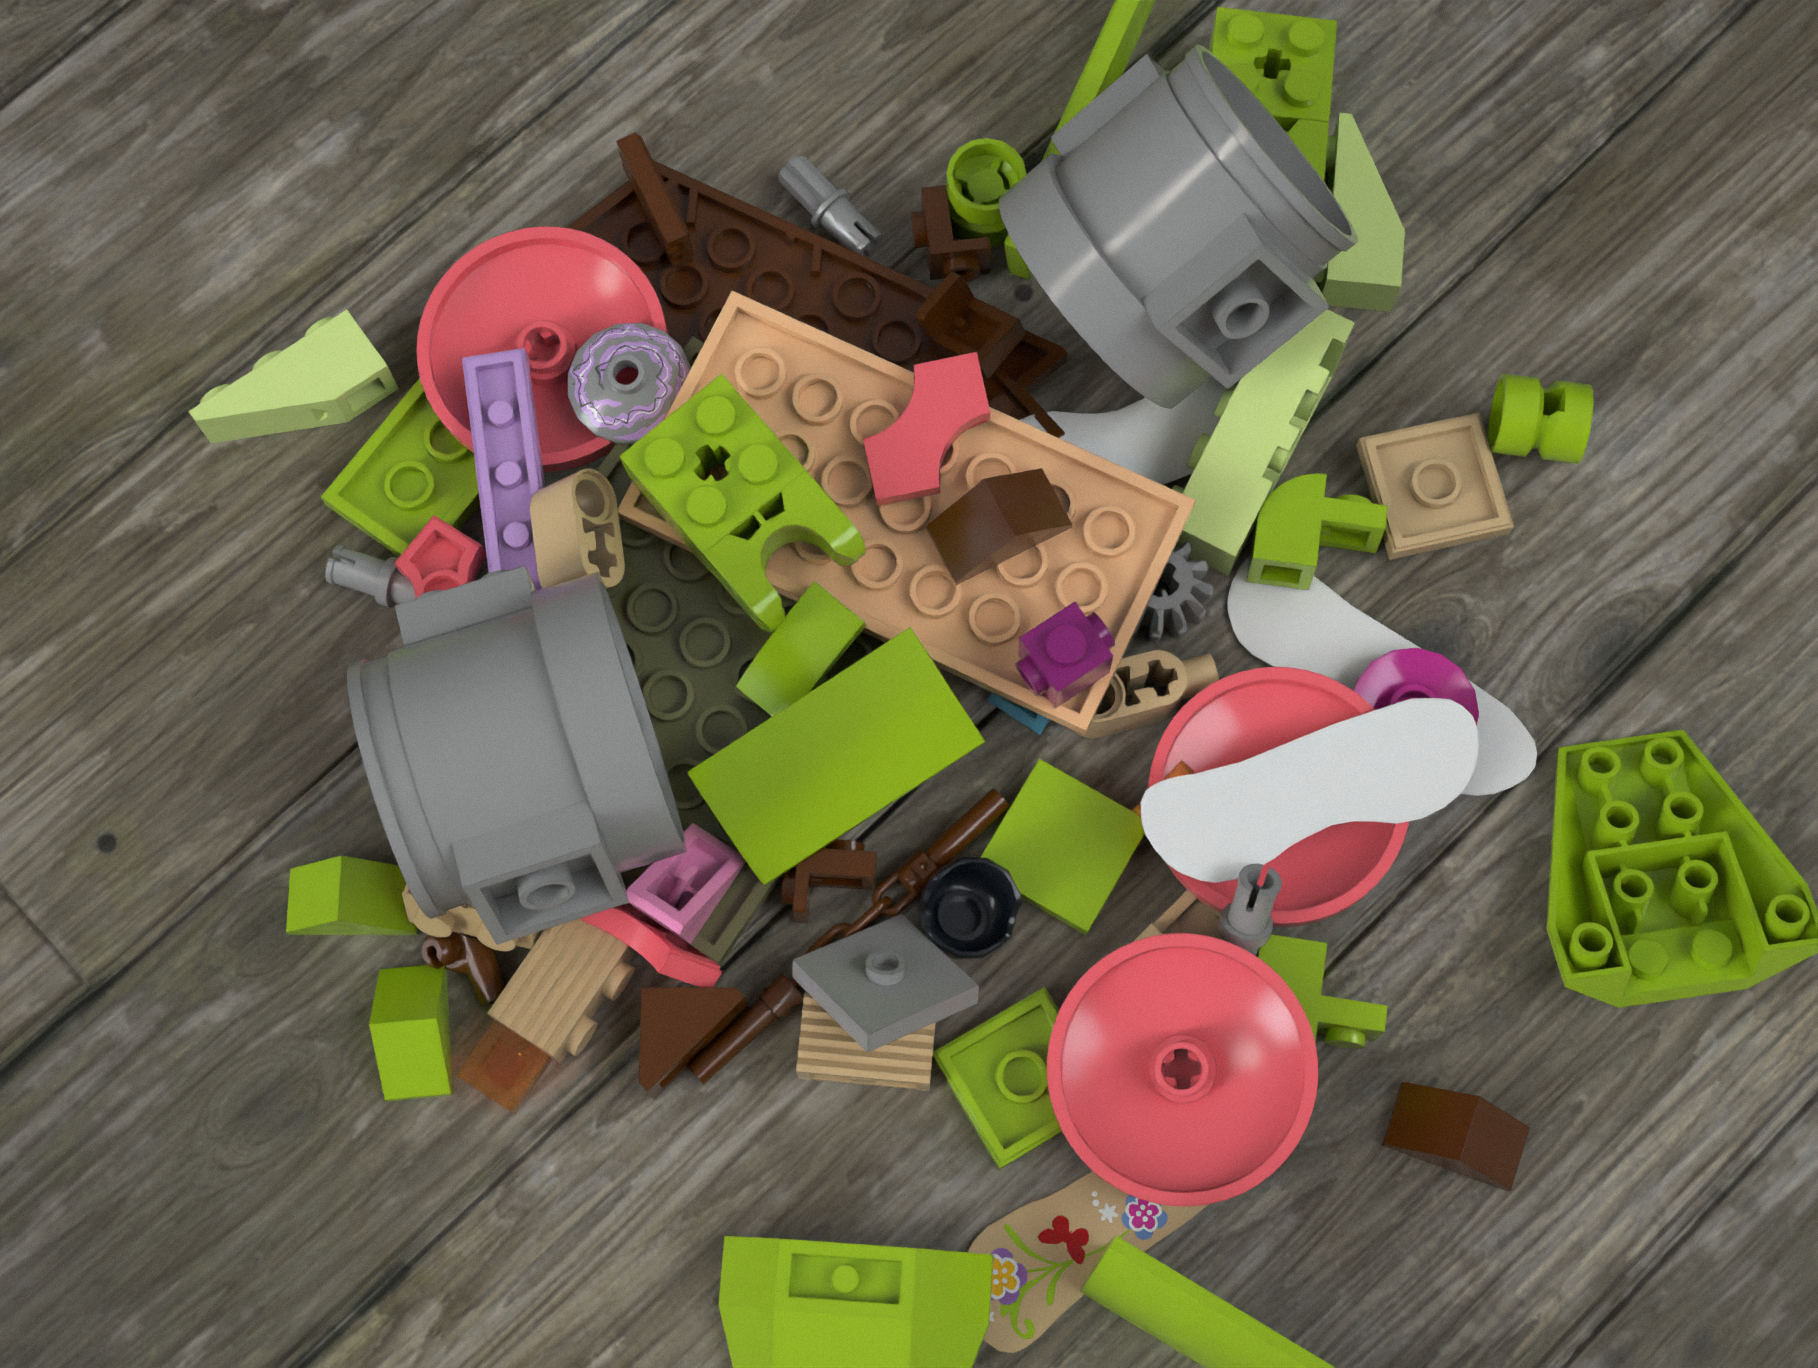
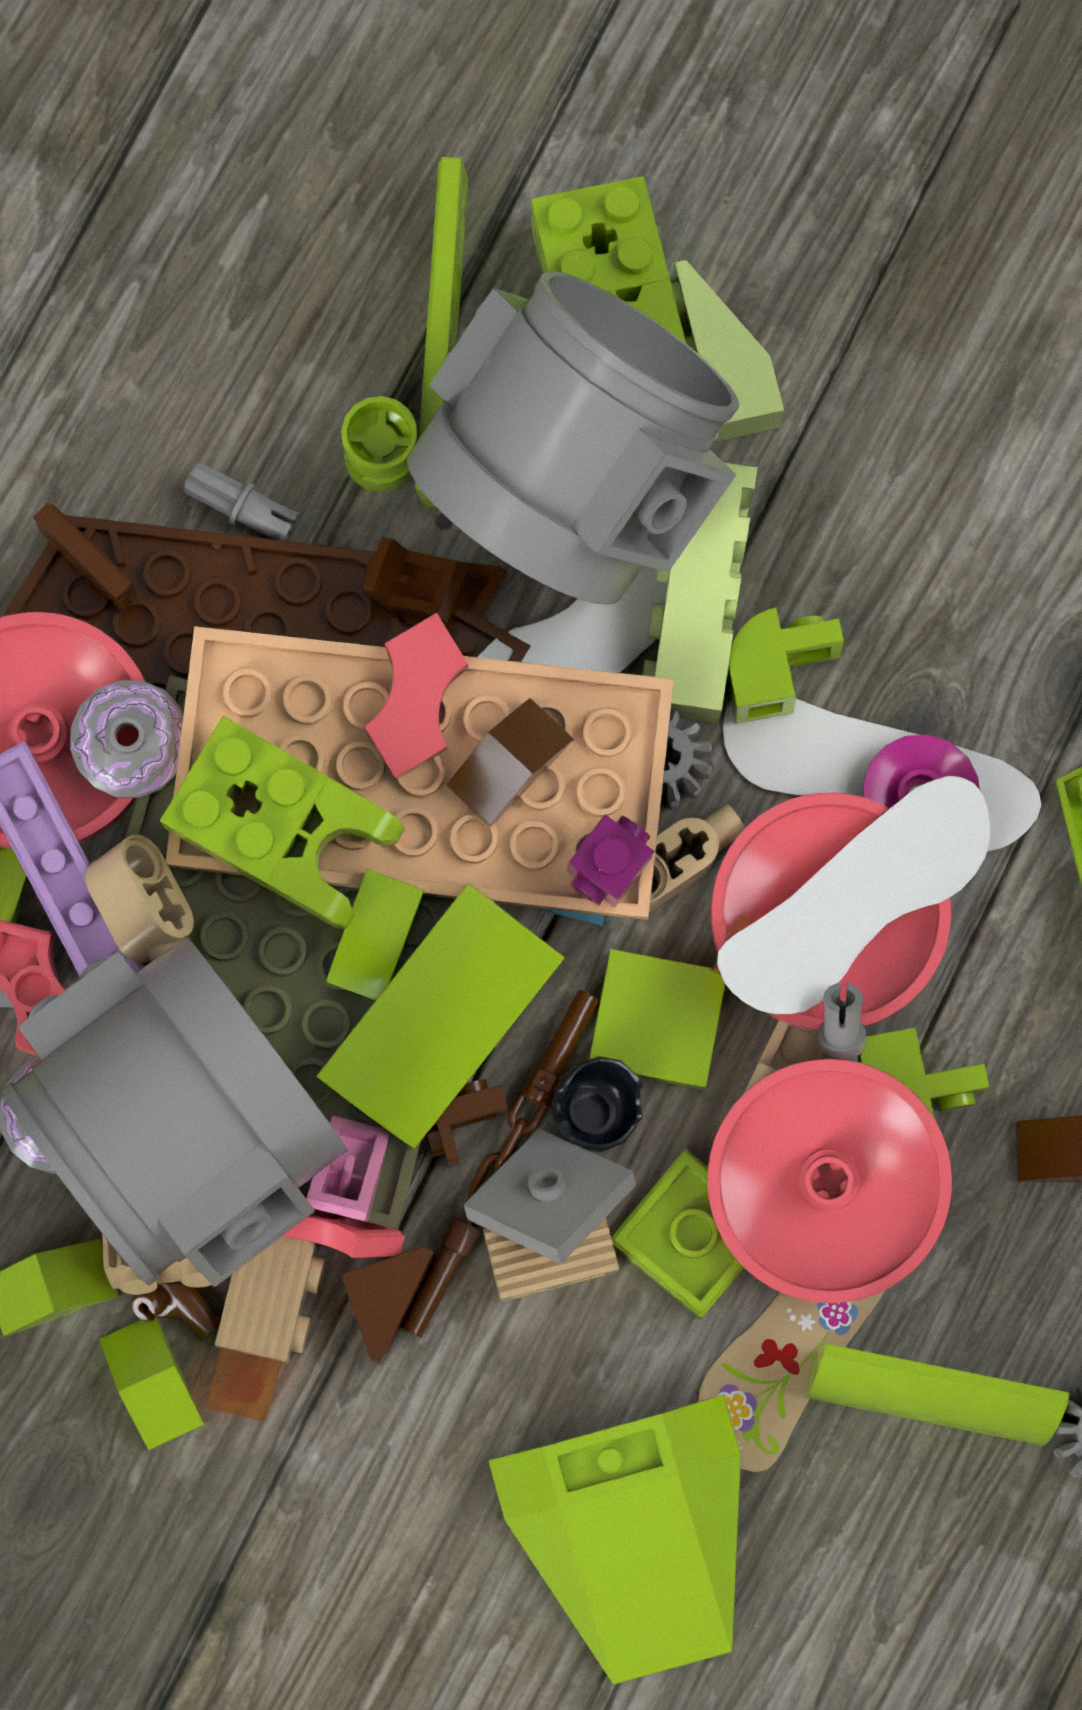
camera: 25 degrees left, 5 degrees up
(934, 231) = (345, 495): reddish brown bracket -> none
(1436, 485) = (872, 580): tan plate -> none
(1539, 418) = (945, 488): lime wheel -> none

